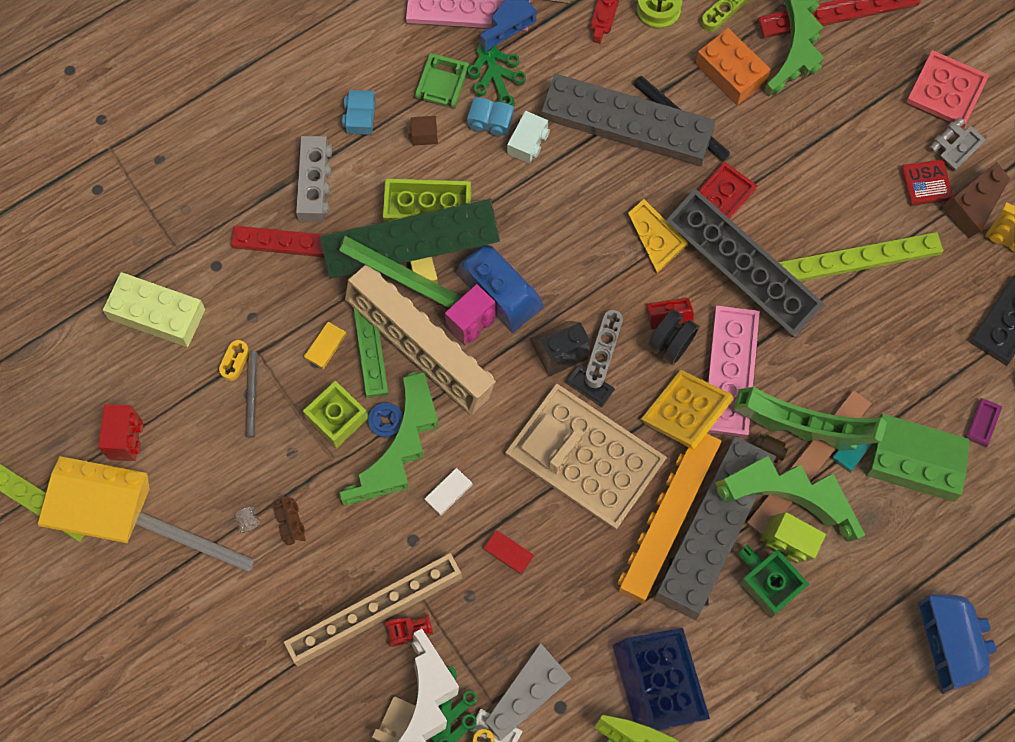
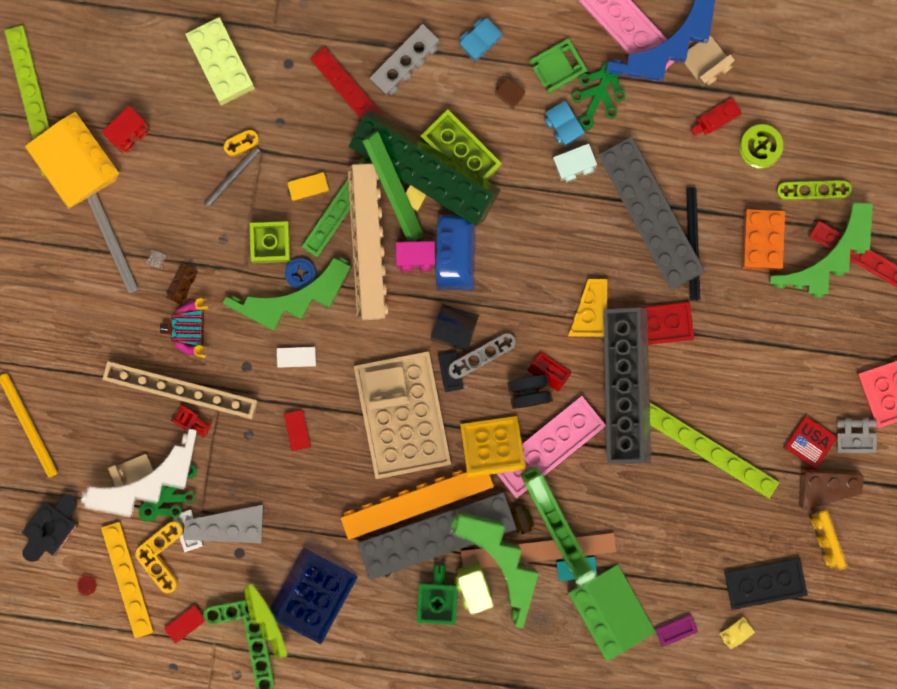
camera: 45 degrees right, 15 degrees up
(330, 551) = (187, 328): none -> torso

